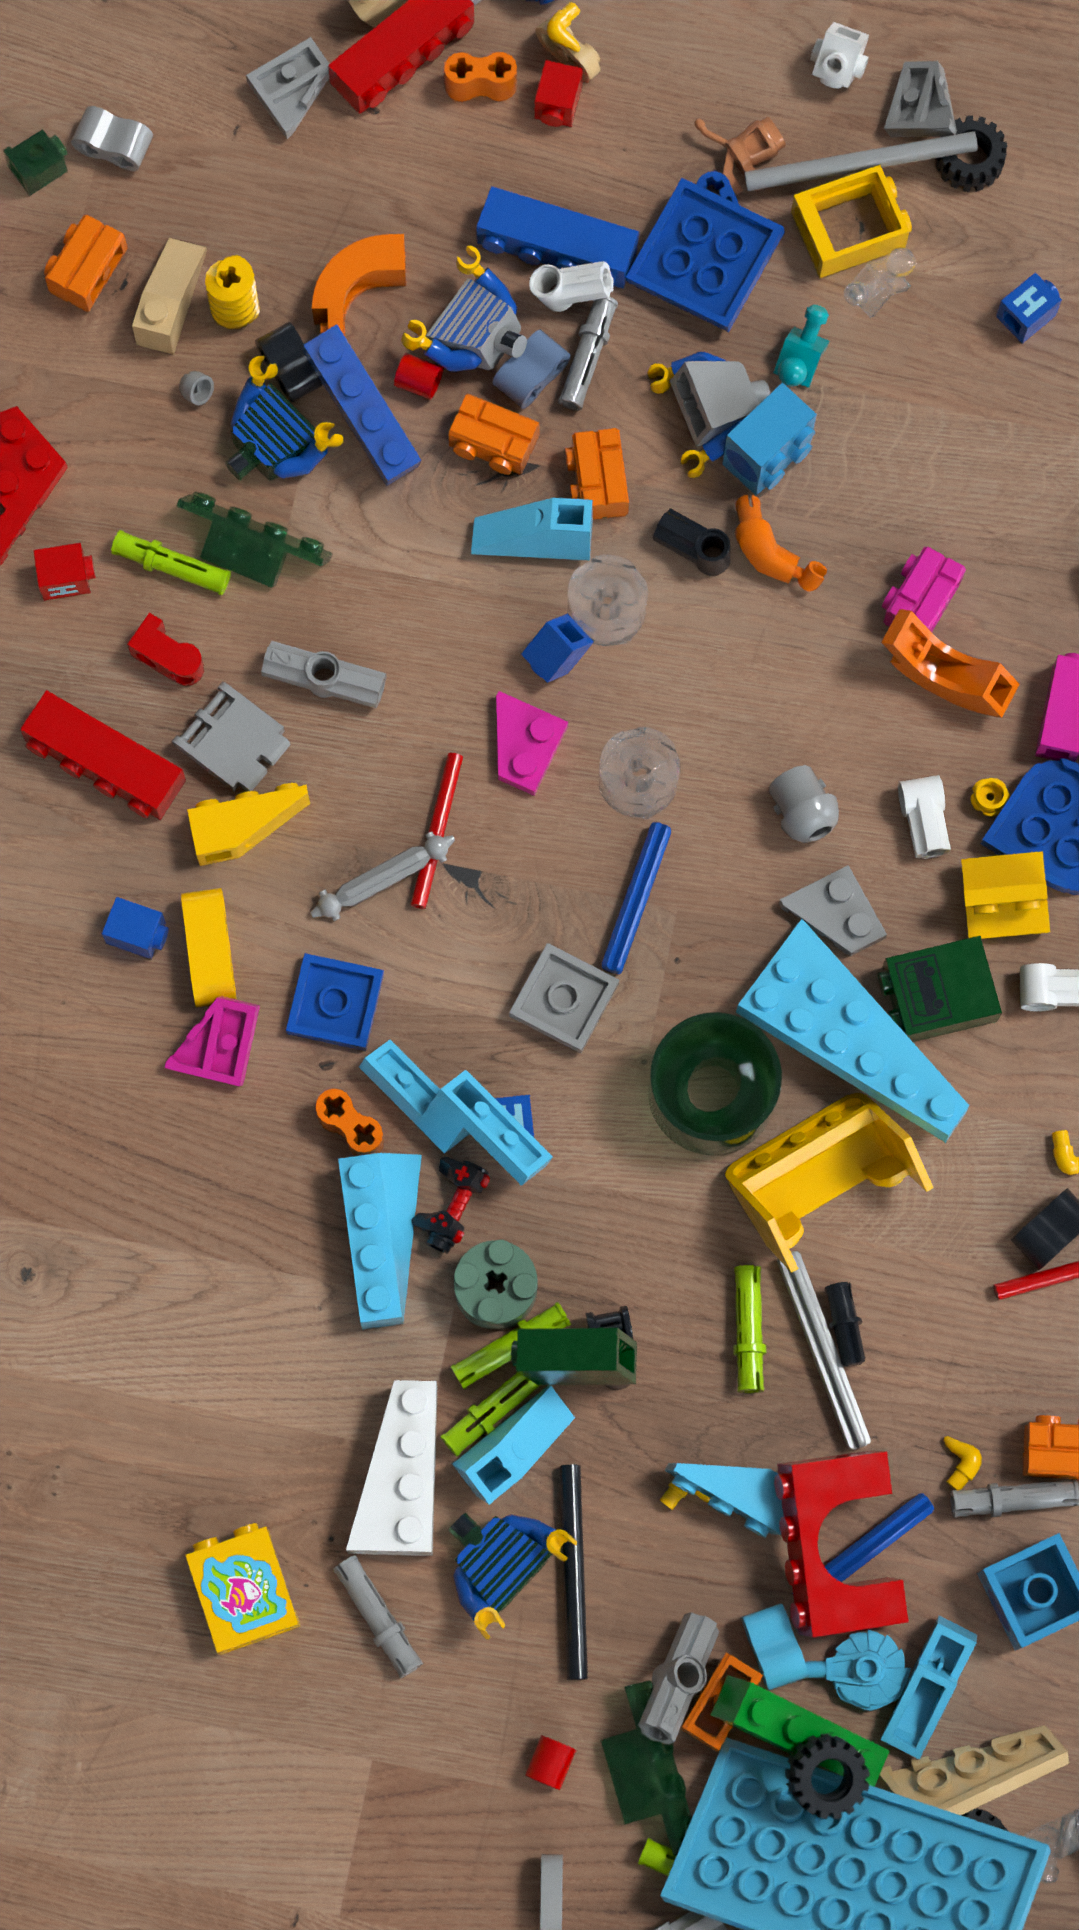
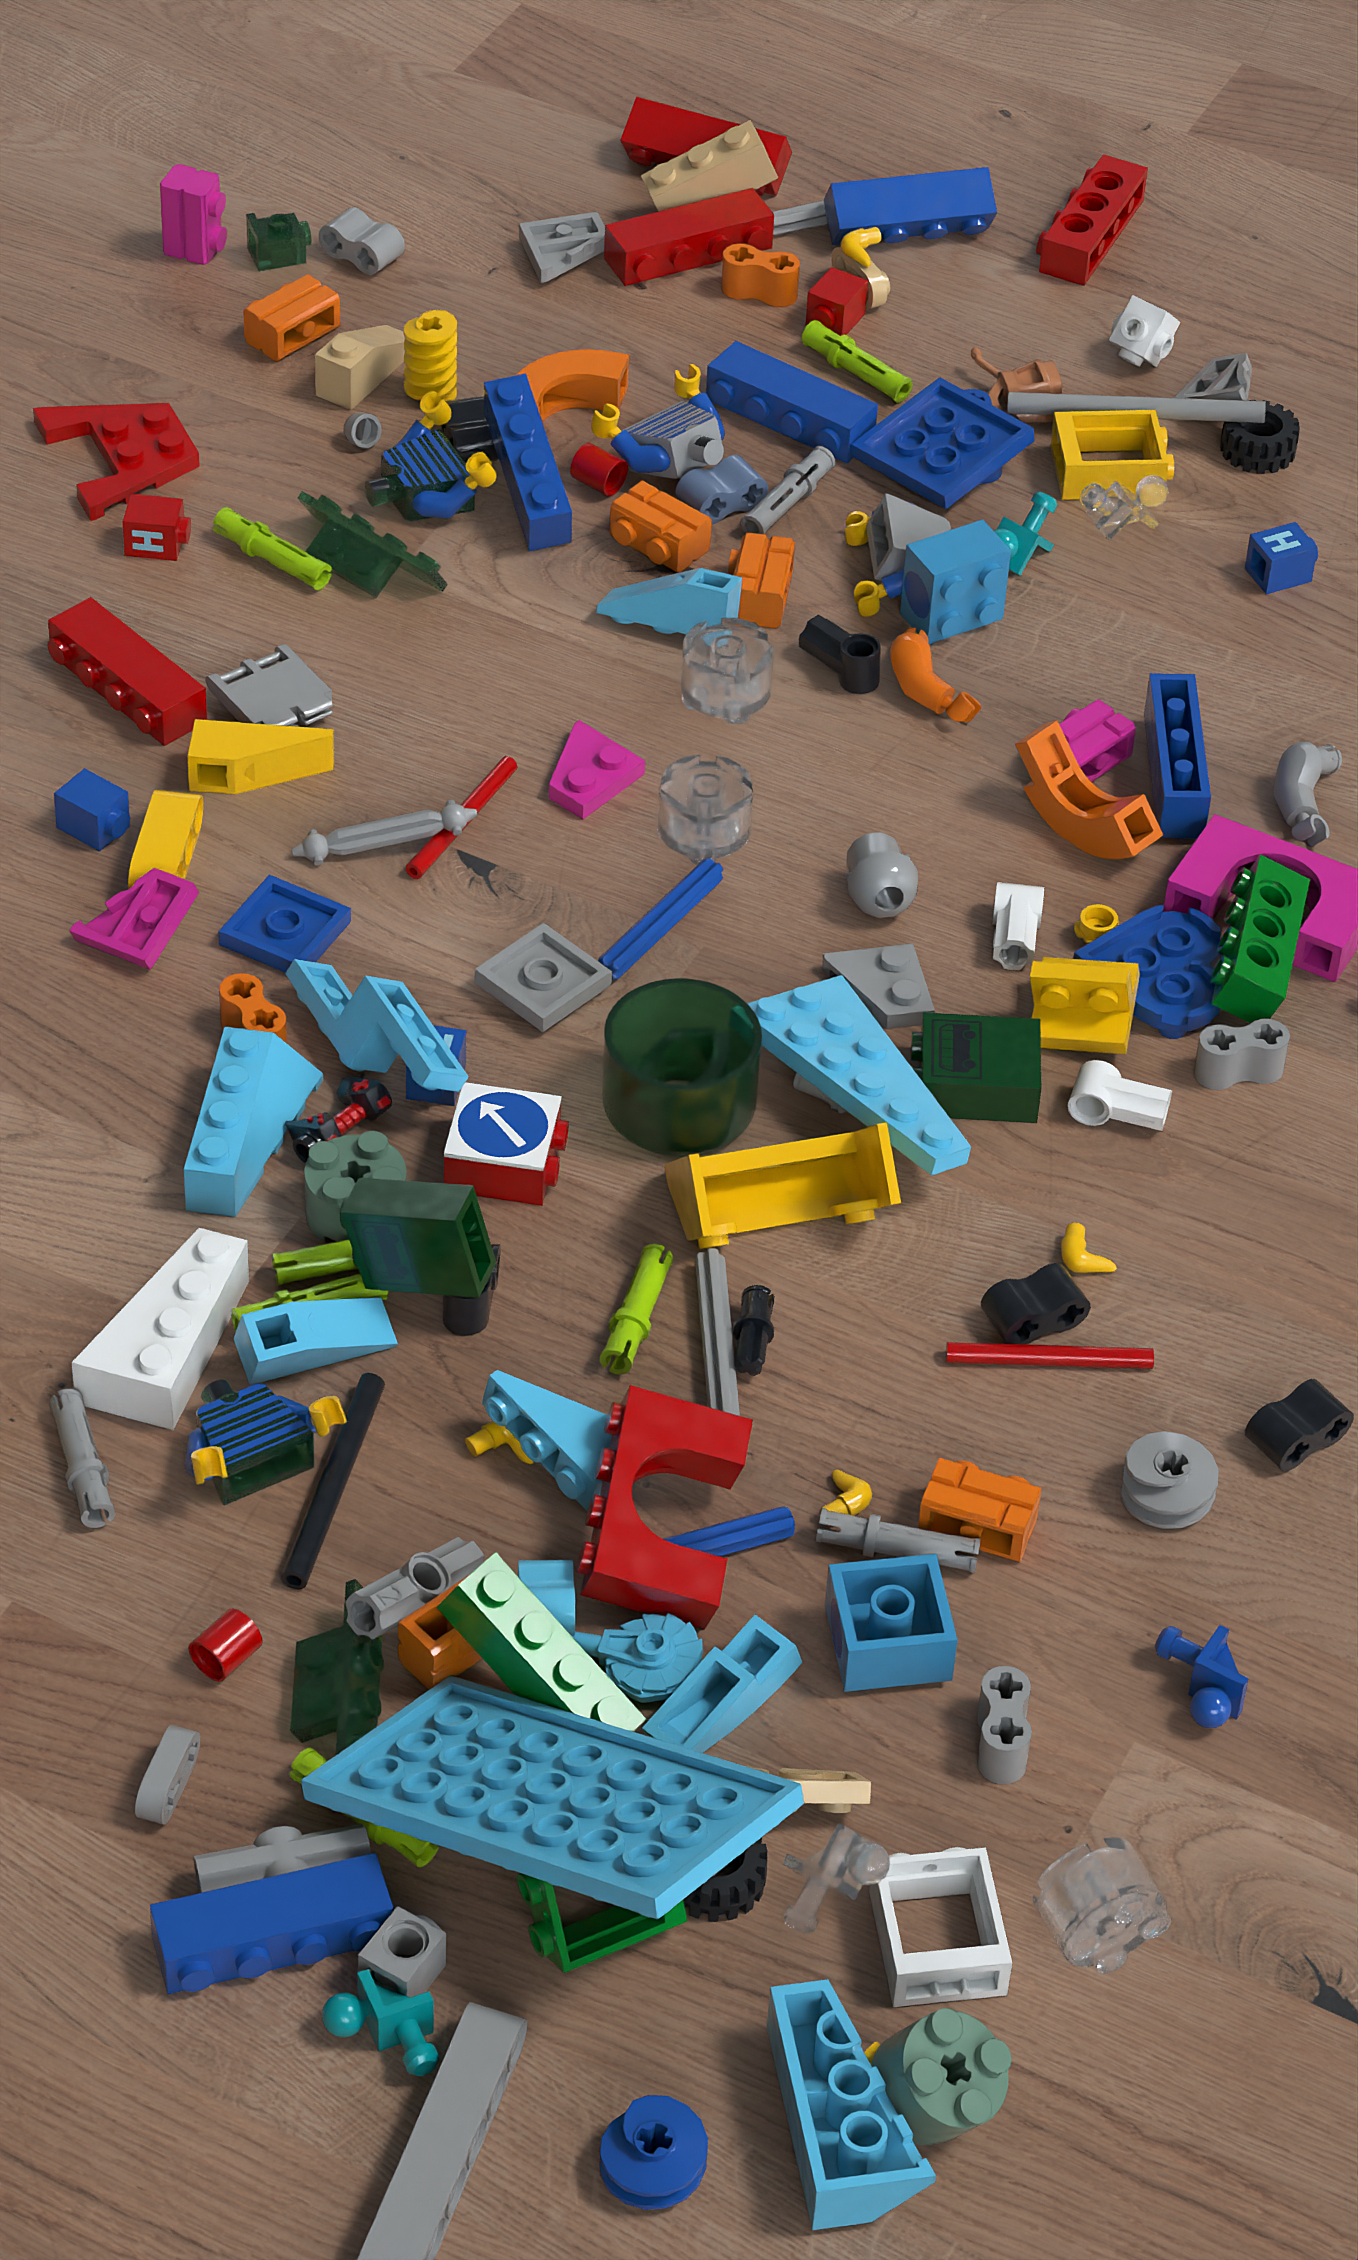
camera: 15 degrees right, 30 degrees down
(170, 658) = (232, 612): red leg -> none
(299, 667) = (394, 662): light grey piece -> none
(556, 142) = (844, 353): none -> lime pin
(557, 648) = (655, 693): blue brick -> none
(573, 284) = (780, 432): white piece -> none
(595, 1194) = (505, 1143): none -> piece
(845, 1794) = (560, 1648): black tyre -> none
(1007, 588) = (1177, 755): none -> blue brick

